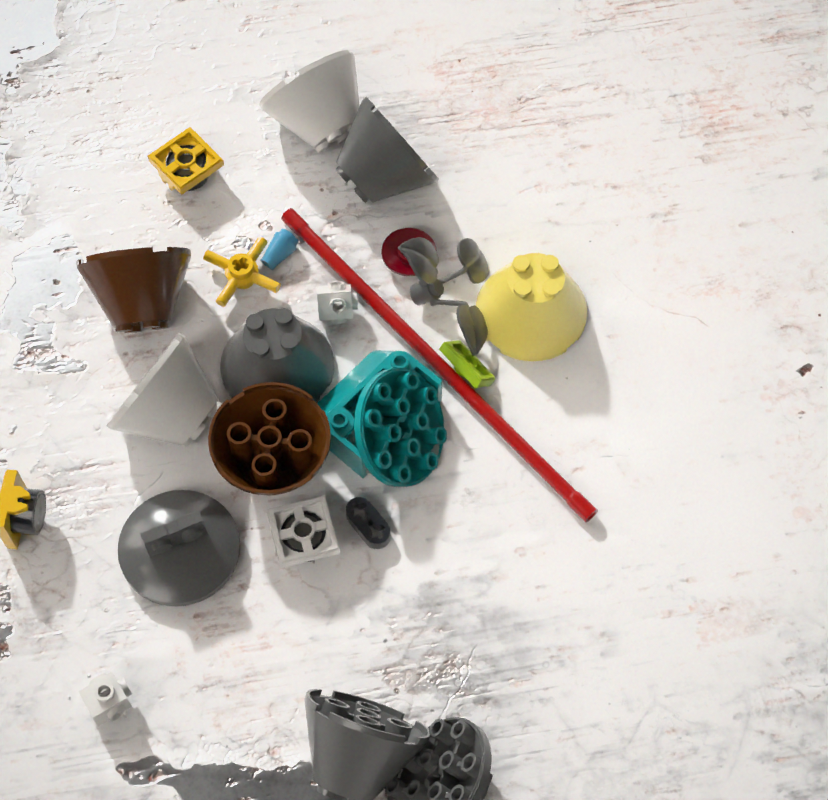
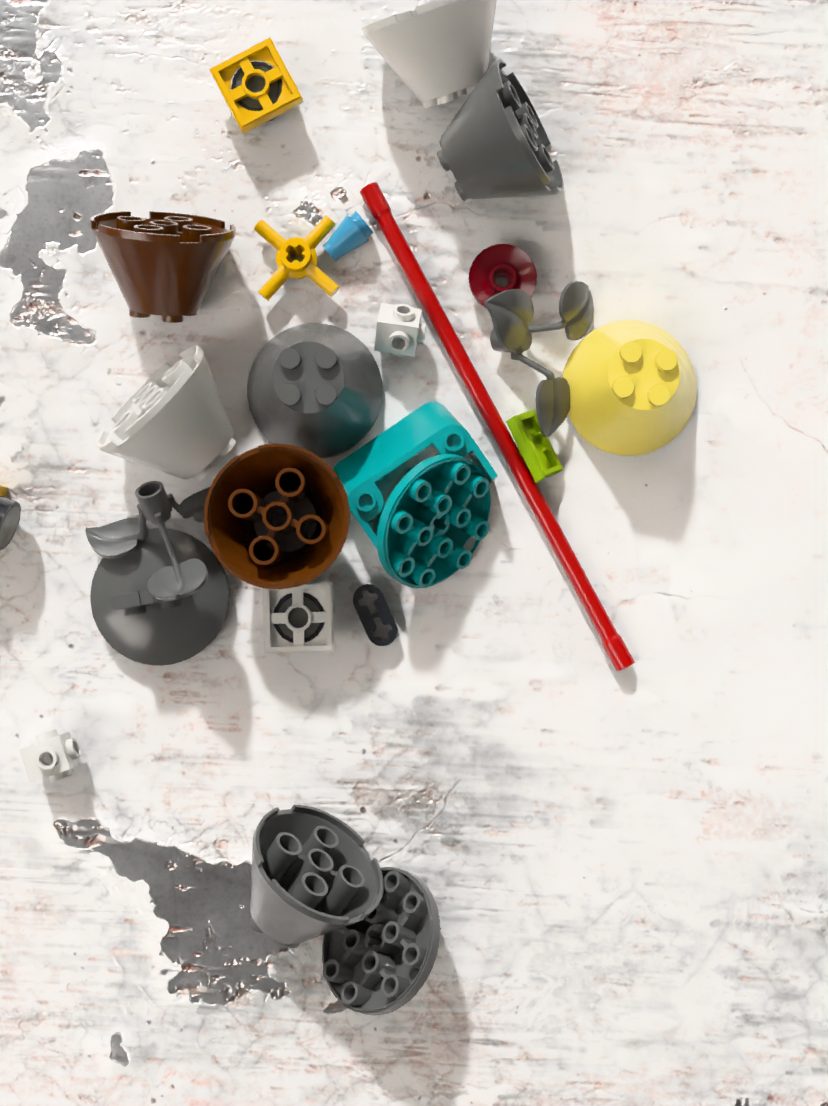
camera: 10 degrees right, 25 degrees up
(166, 459) = (124, 535): none -> dark grey plant

